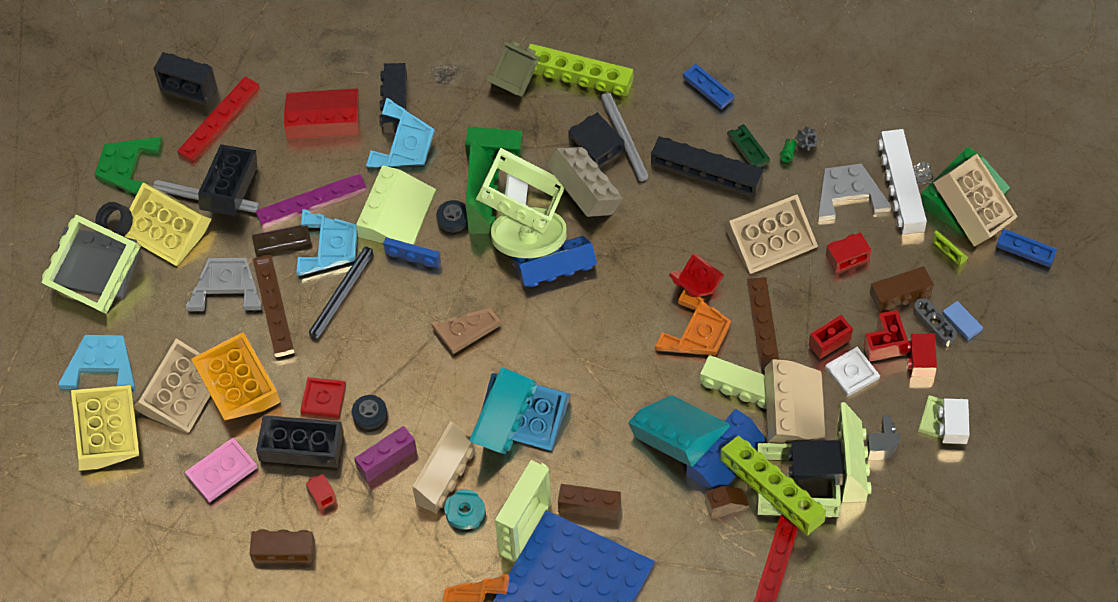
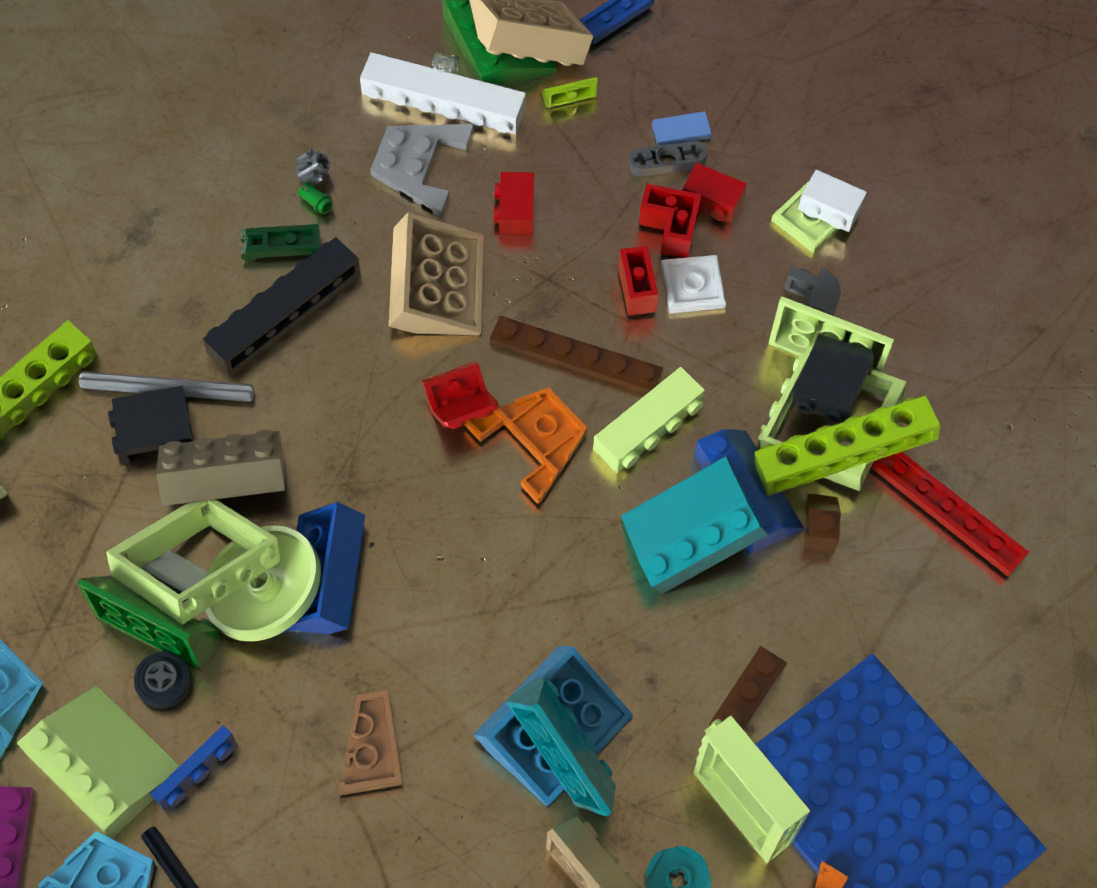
camera: 70 degrees left, 5 degrees up
(493, 139) = (64, 564): green brick -> none
(708, 86) = (151, 244): blue plate -> none
(794, 402) = (722, 371): tan slope -> none
(901, 289) = (605, 170): reddish brown brick -> none

